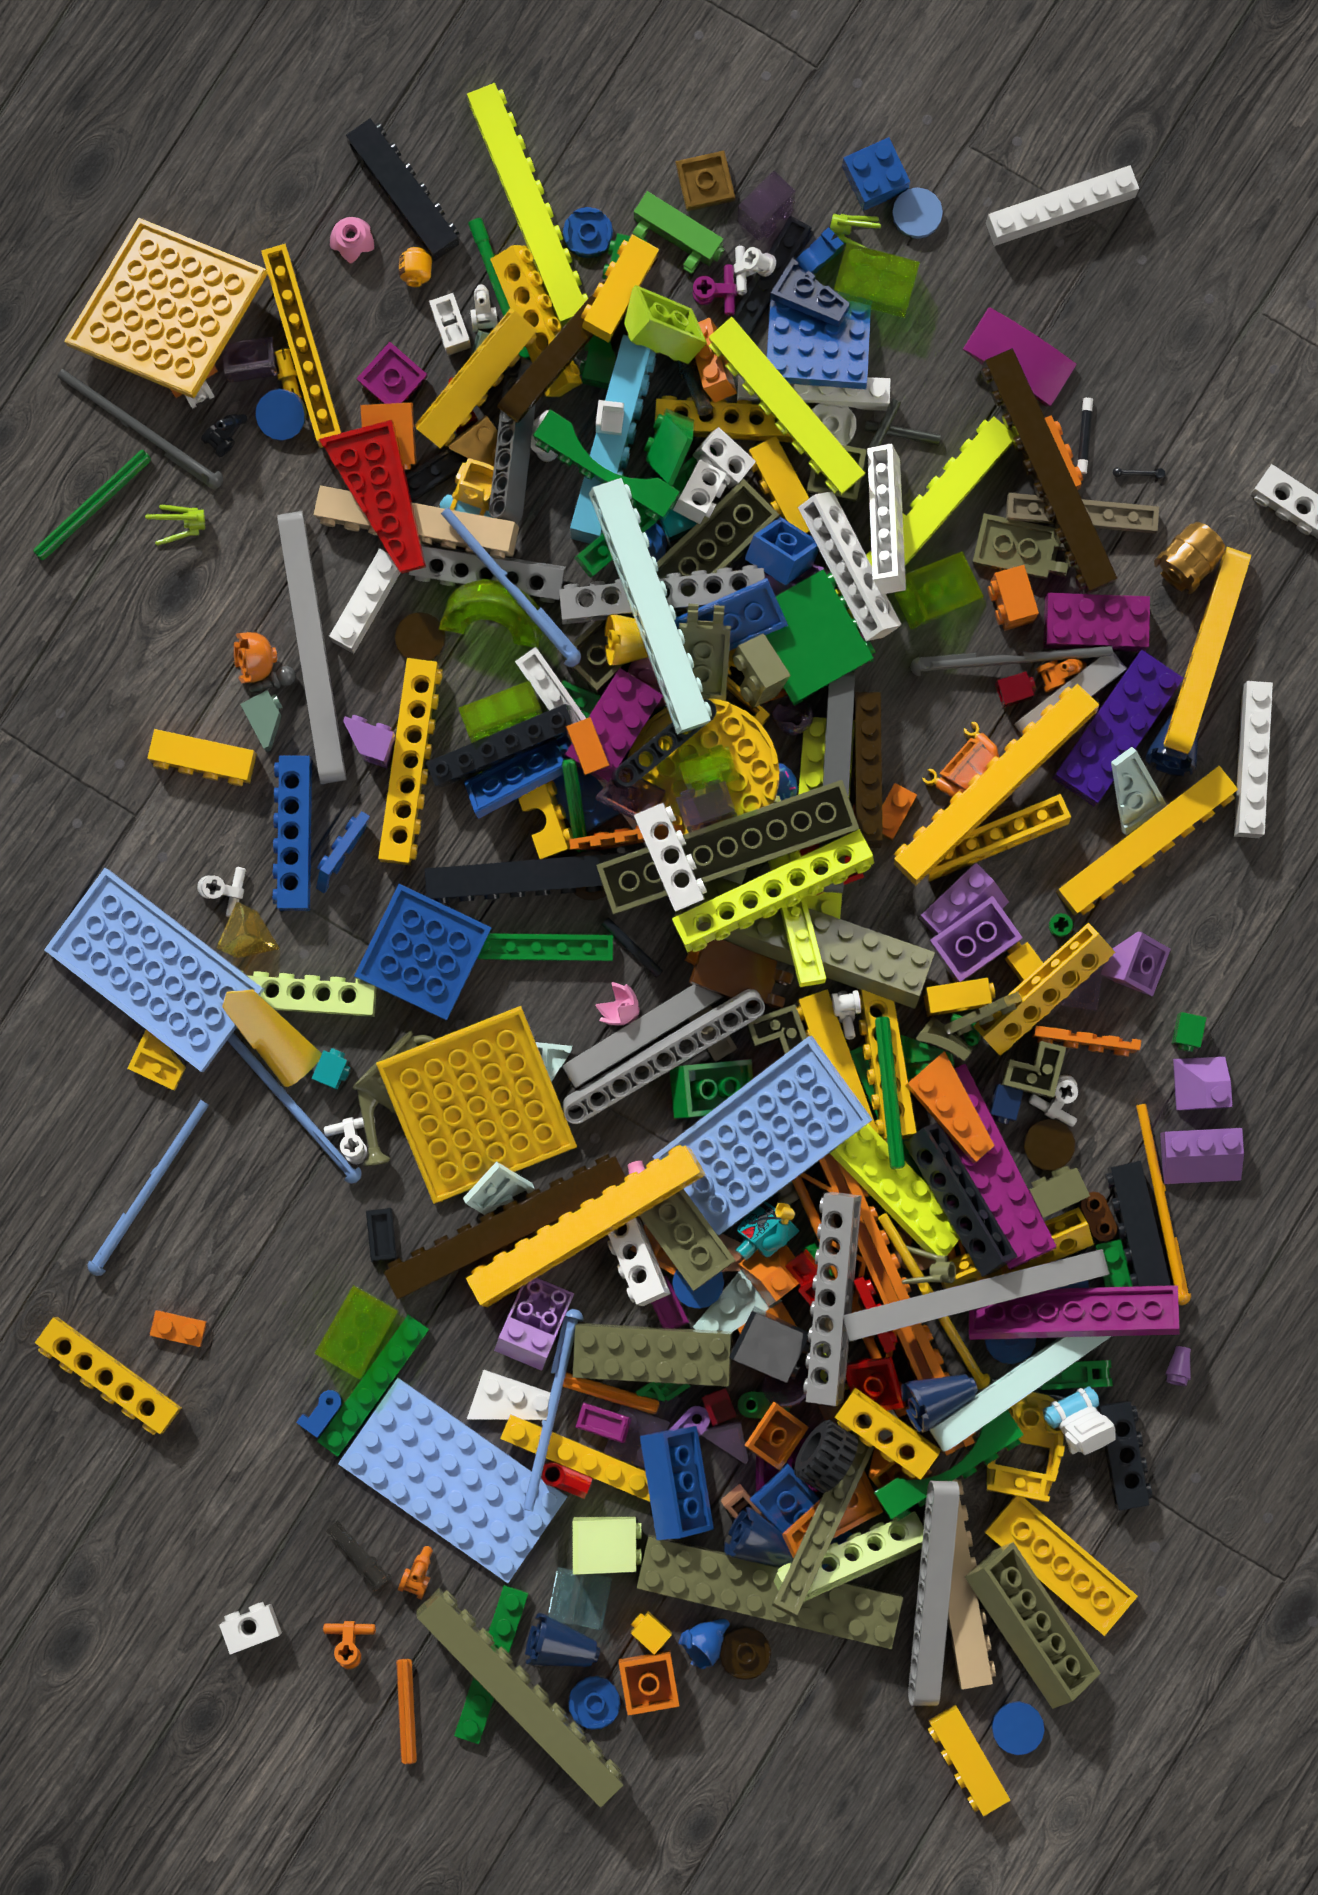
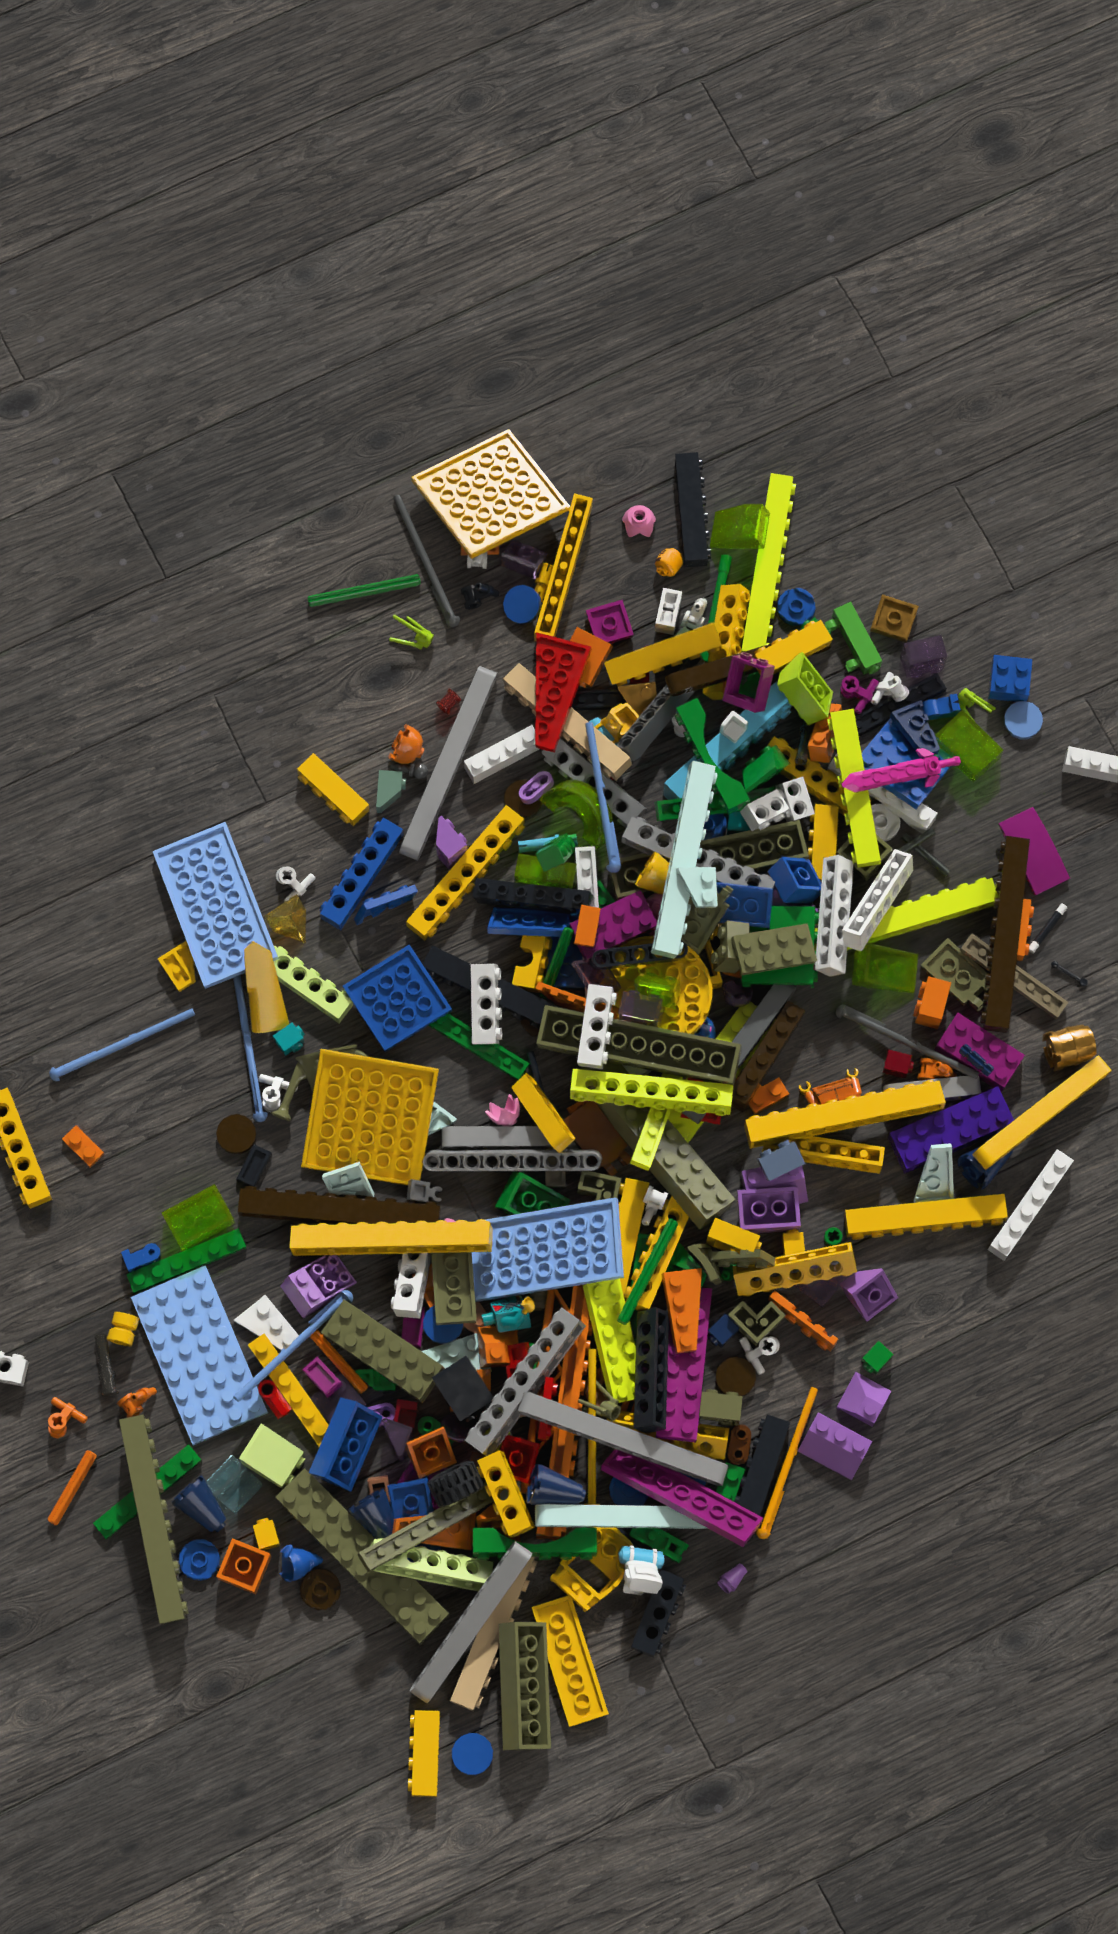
camera: 30 degrees right, 10 degrees down
(267, 576) = (448, 701): none -> clear red bush
(339, 1210) = (236, 1134): none -> dark brown tile
(352, 1505) = (123, 1328): none -> yellow wheel
(428, 618) = (535, 787): none -> medium lavender plate
(471, 178) = (740, 527): none -> clear neon green slope
(479, 672) = (536, 844): none -> pin
(498, 680) = (555, 852): none -> green arch
(541, 937) = (479, 973): none -> white brick
(584, 1151) = (421, 1191): none -> flat silver plate
(602, 380) = (734, 678): none -> magenta window
(665, 984) = (543, 1113): none -> yellow beam
(688, 625) = (701, 885): none -> light aqua wing
(809, 646) = (774, 949): none -> olive plate
(827, 357) = (901, 772): none -> dark pink sword
(959, 880) = (780, 1160): none -> sand blue brick
(1102, 635) = (974, 1058): none -> dark blue axle

